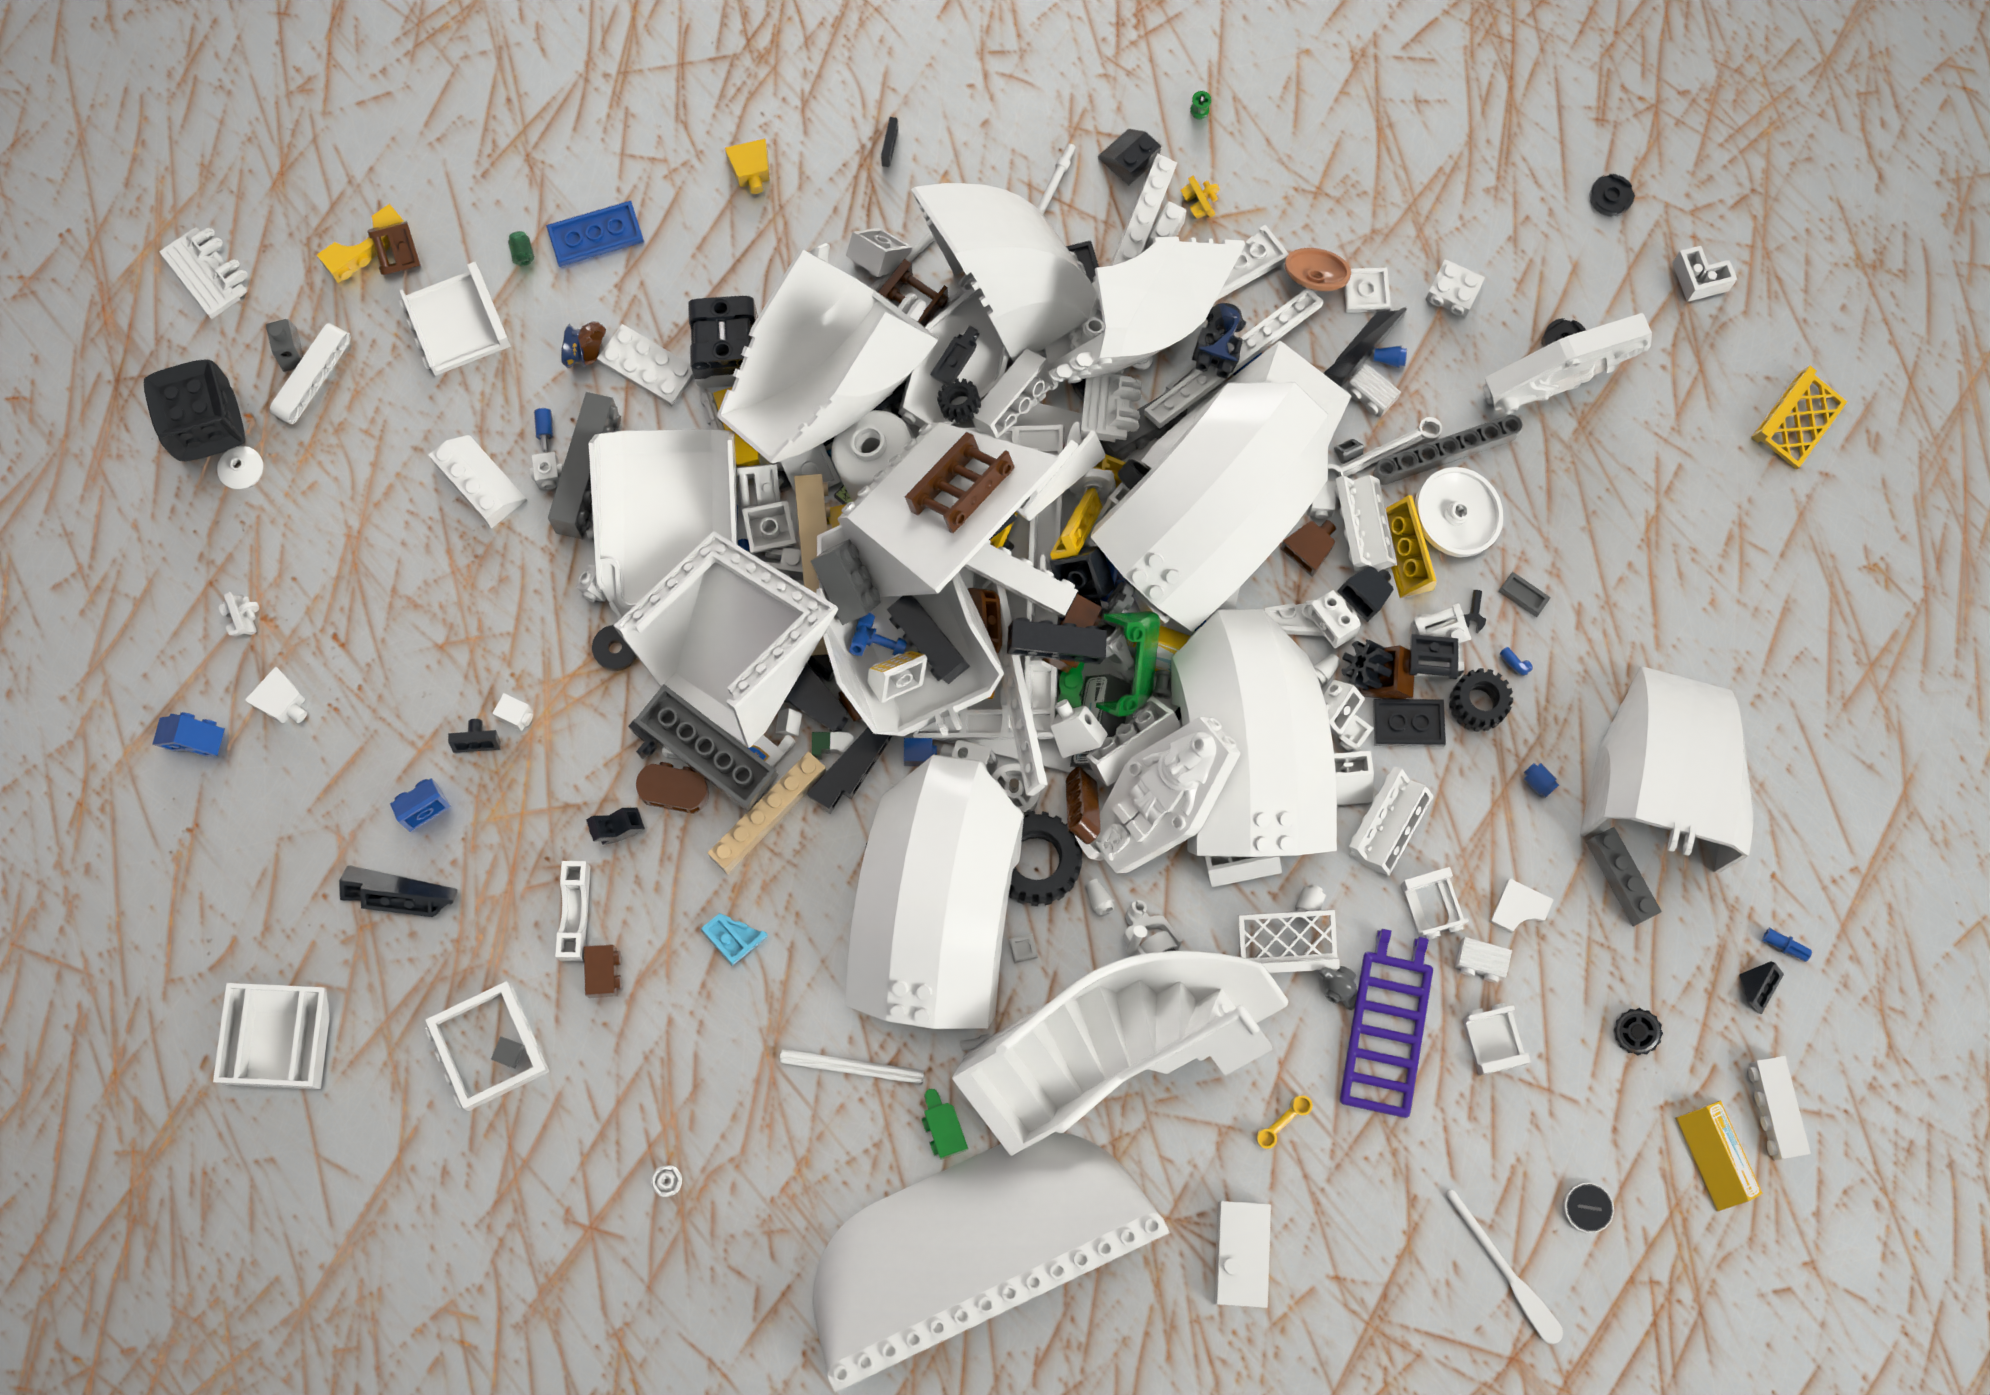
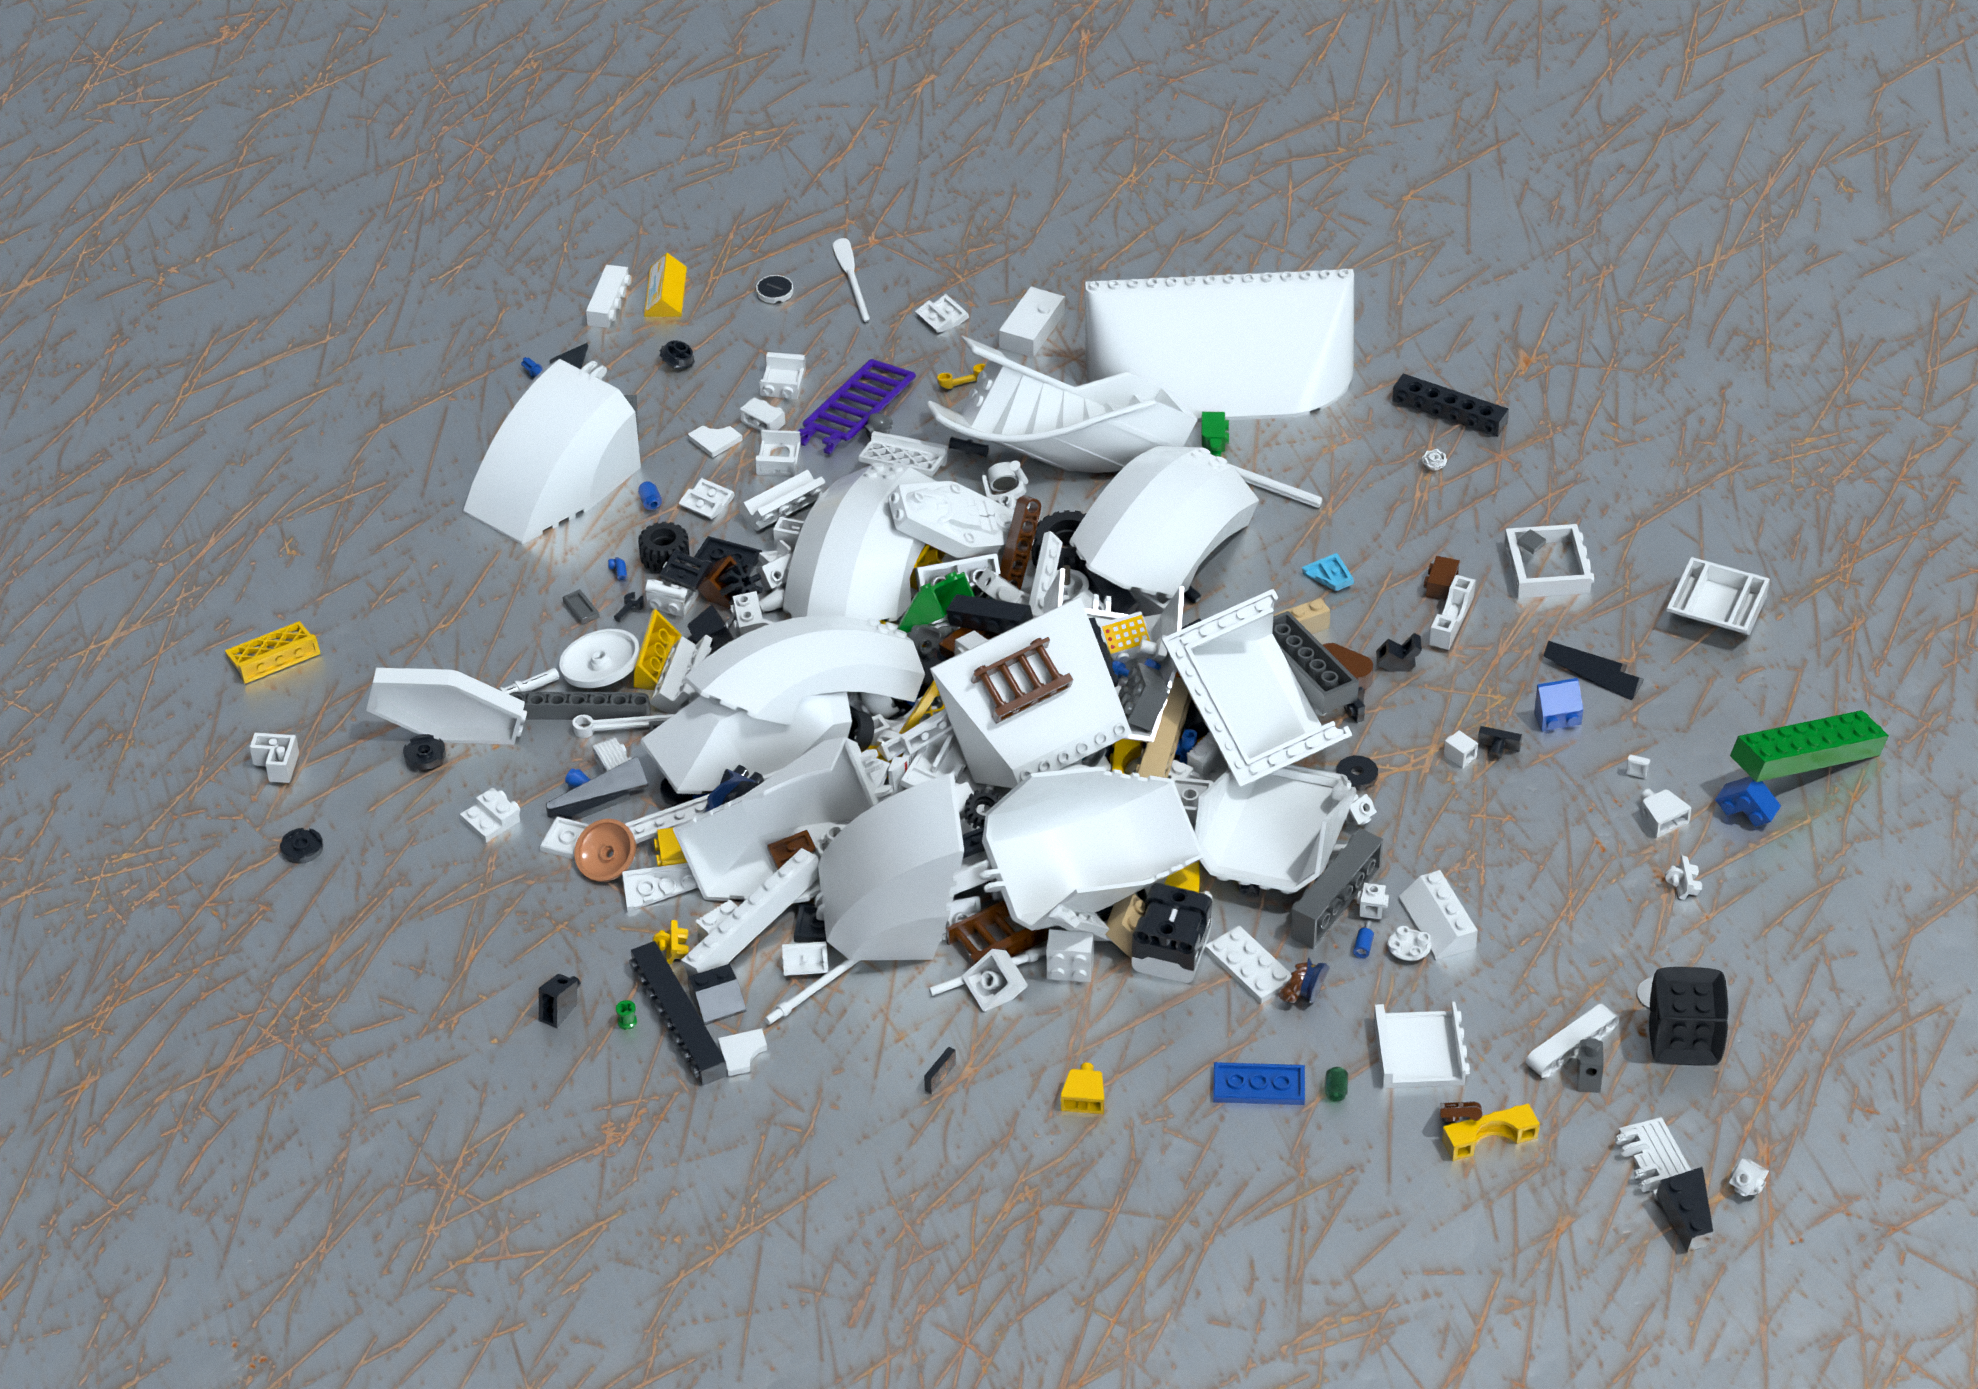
camera: 155 degrees left, 30 degrees down
(112, 266) = (1748, 1177): none -> white brick
(125, 816) = (1808, 745): none -> green brick
(162, 216) = (1687, 1207): none -> black wedge
(317, 753) = (1638, 766): none -> white tile
(498, 438) = (1409, 944): none -> white dish
(609, 1287) = (1450, 404): none -> black brick
(856, 655) = (1156, 649): none -> white tile
(1069, 216) = (805, 958): none -> white hinge
(1081, 109) = (741, 1049): none -> white tile
(1148, 115) = (678, 1013): none -> black brick
(1255, 298) = (669, 848): none -> yellow brick
(1269, 94) = (557, 999): none -> black torso
(1362, 1237) = (942, 314): none -> white slope
(1477, 804) = (707, 499): none -> white slope
(1520, 453) = (533, 682): none -> white pin

